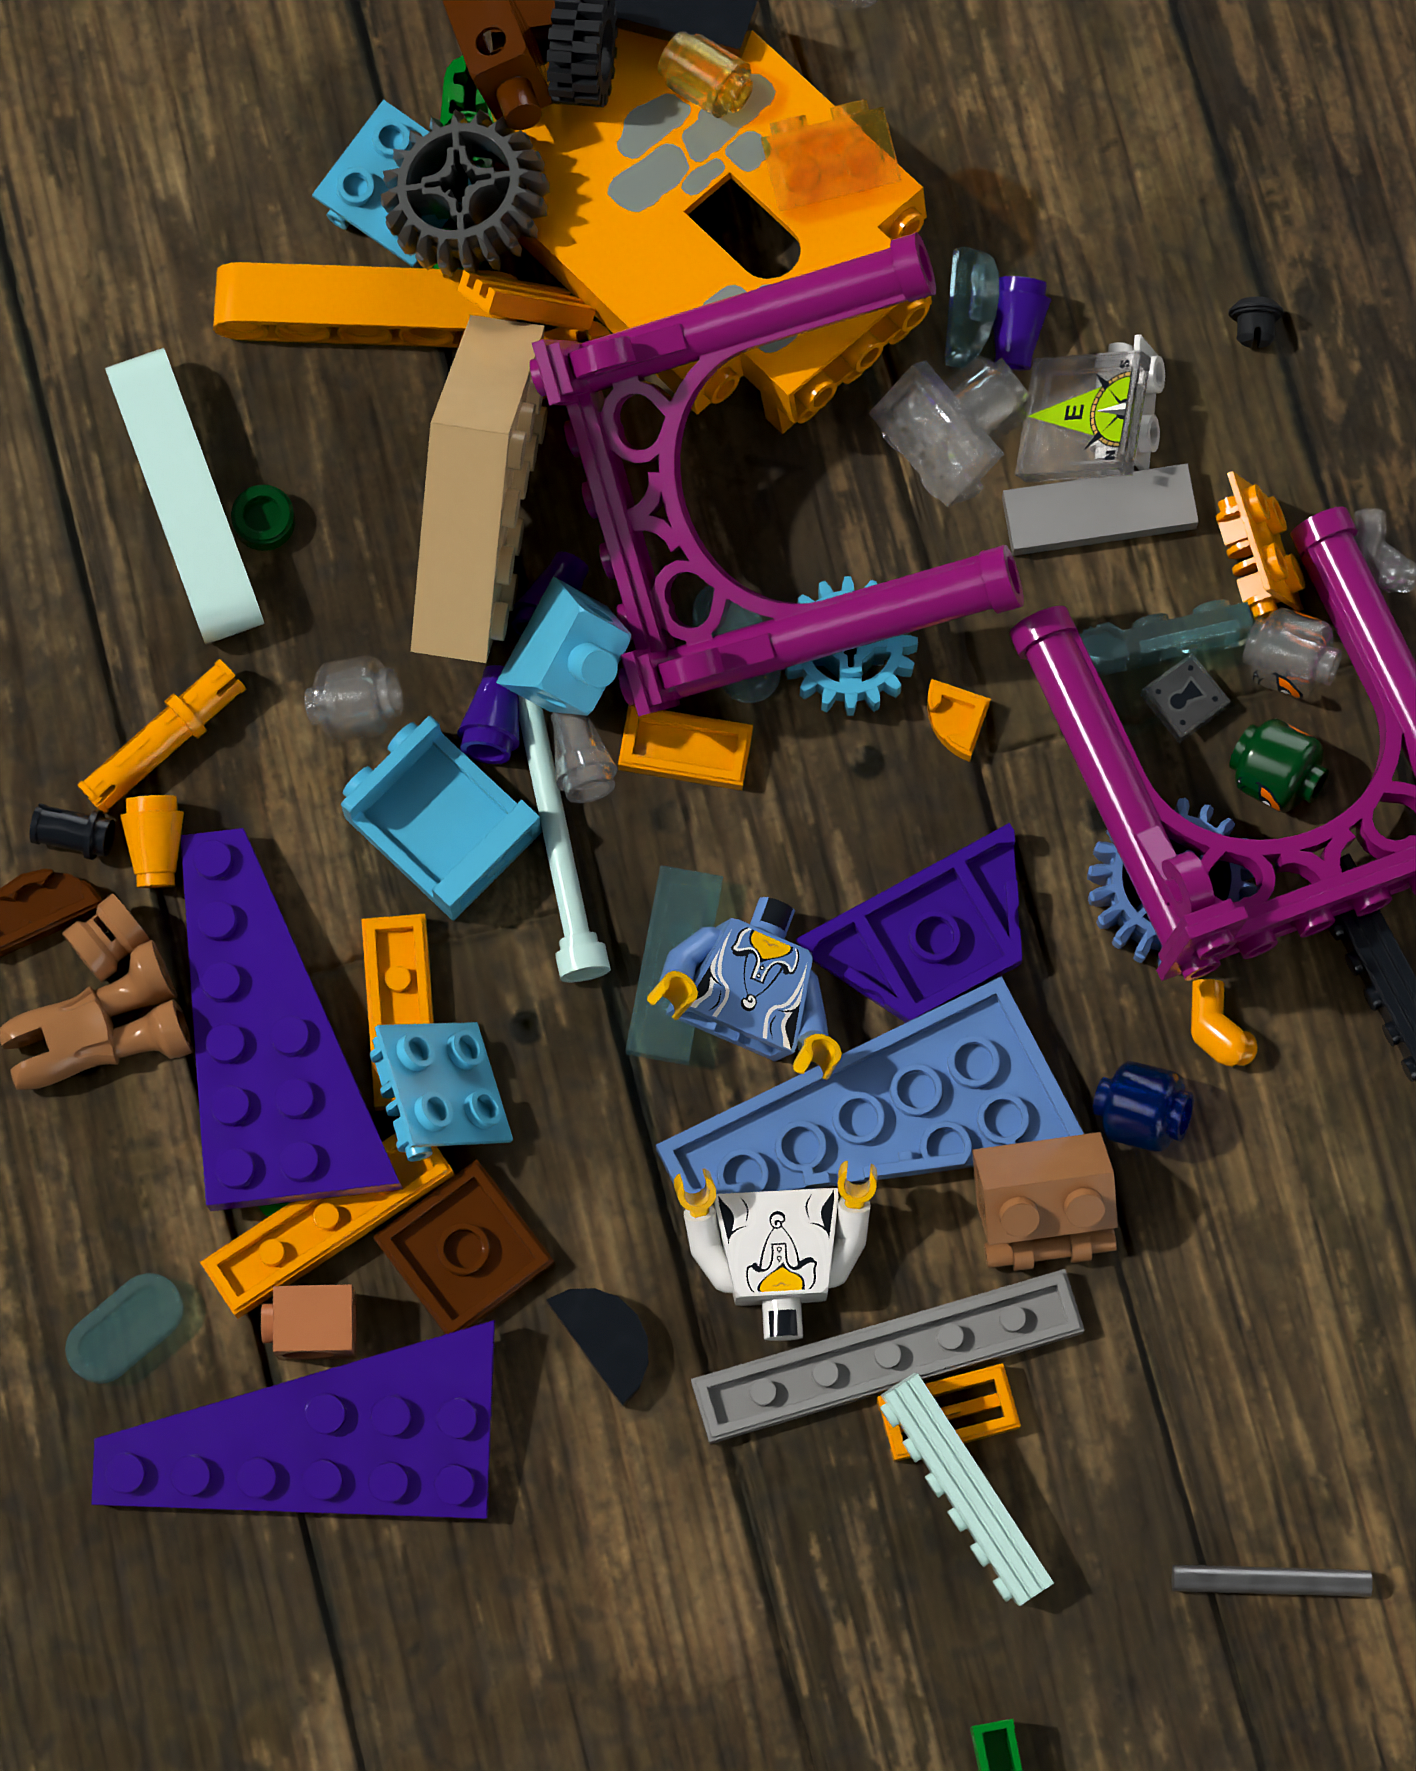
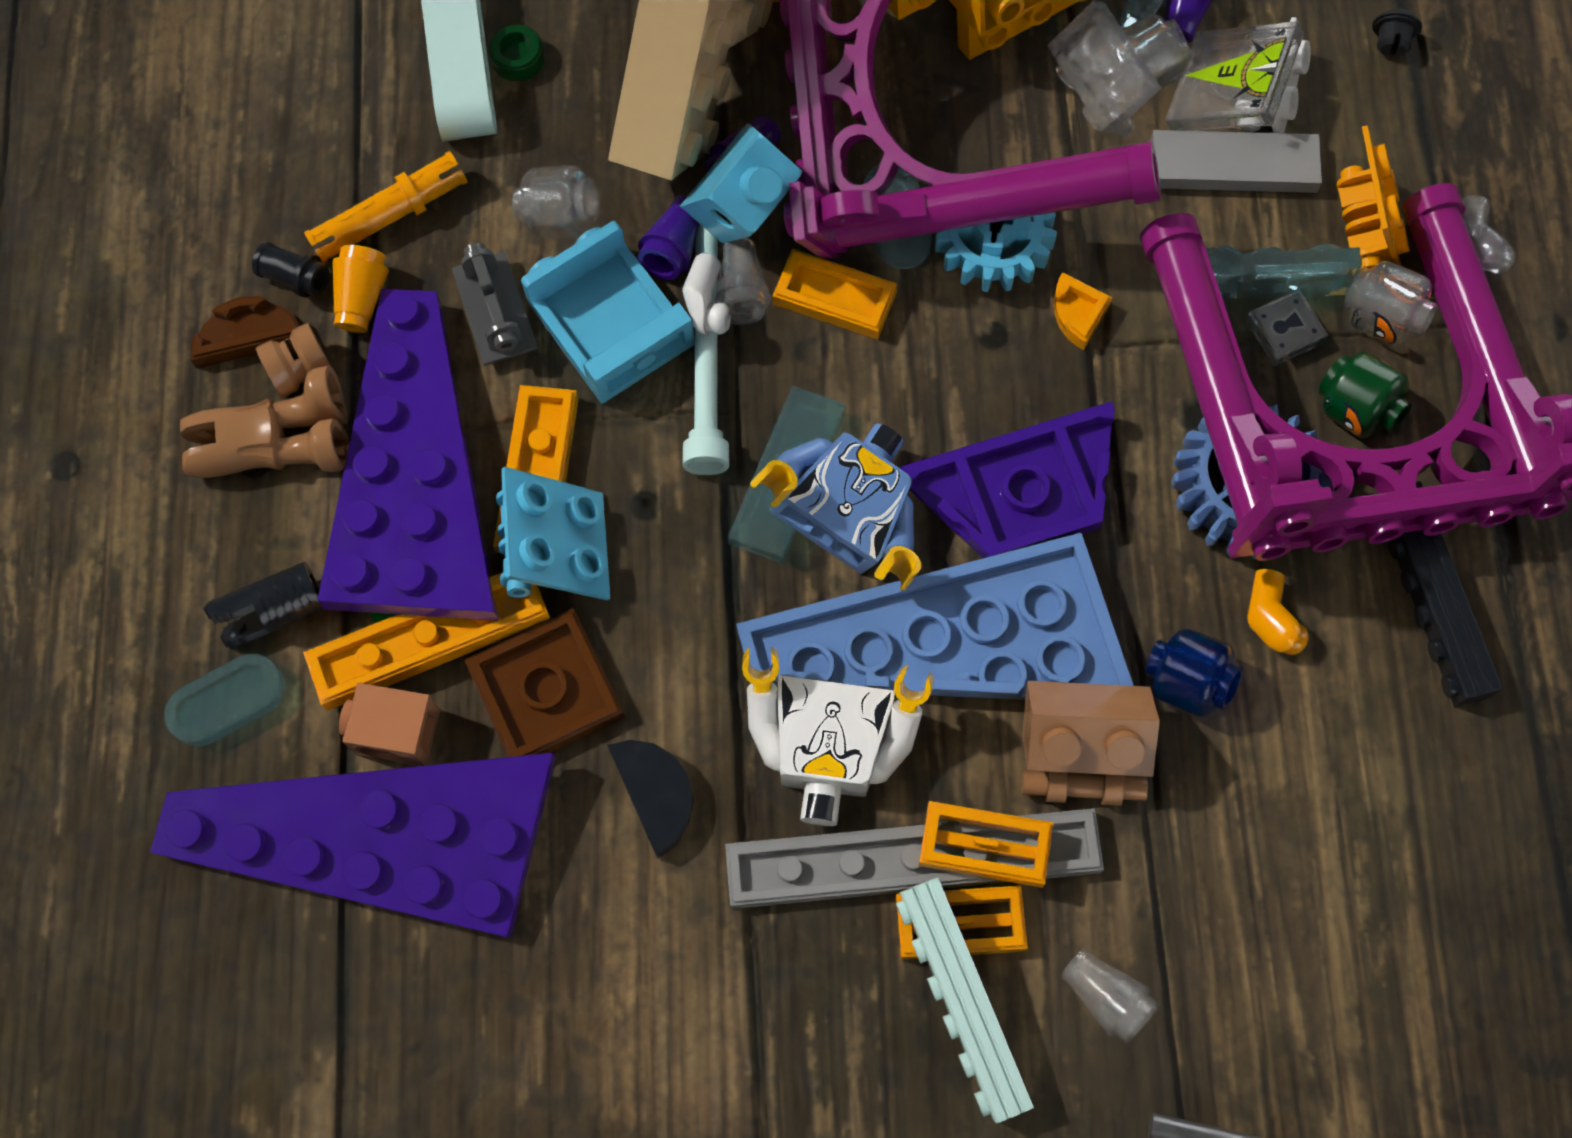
camera: 15 degrees right, 5 degrees down
(146, 1219) = (277, 602): none -> black hinge
(310, 831) = (493, 305): none -> dark grey hinge
(540, 786) = (697, 293): none -> white arm
(959, 1354) = (982, 868): none -> light orange tile
(1112, 1457) = (1110, 995): none -> clear cone

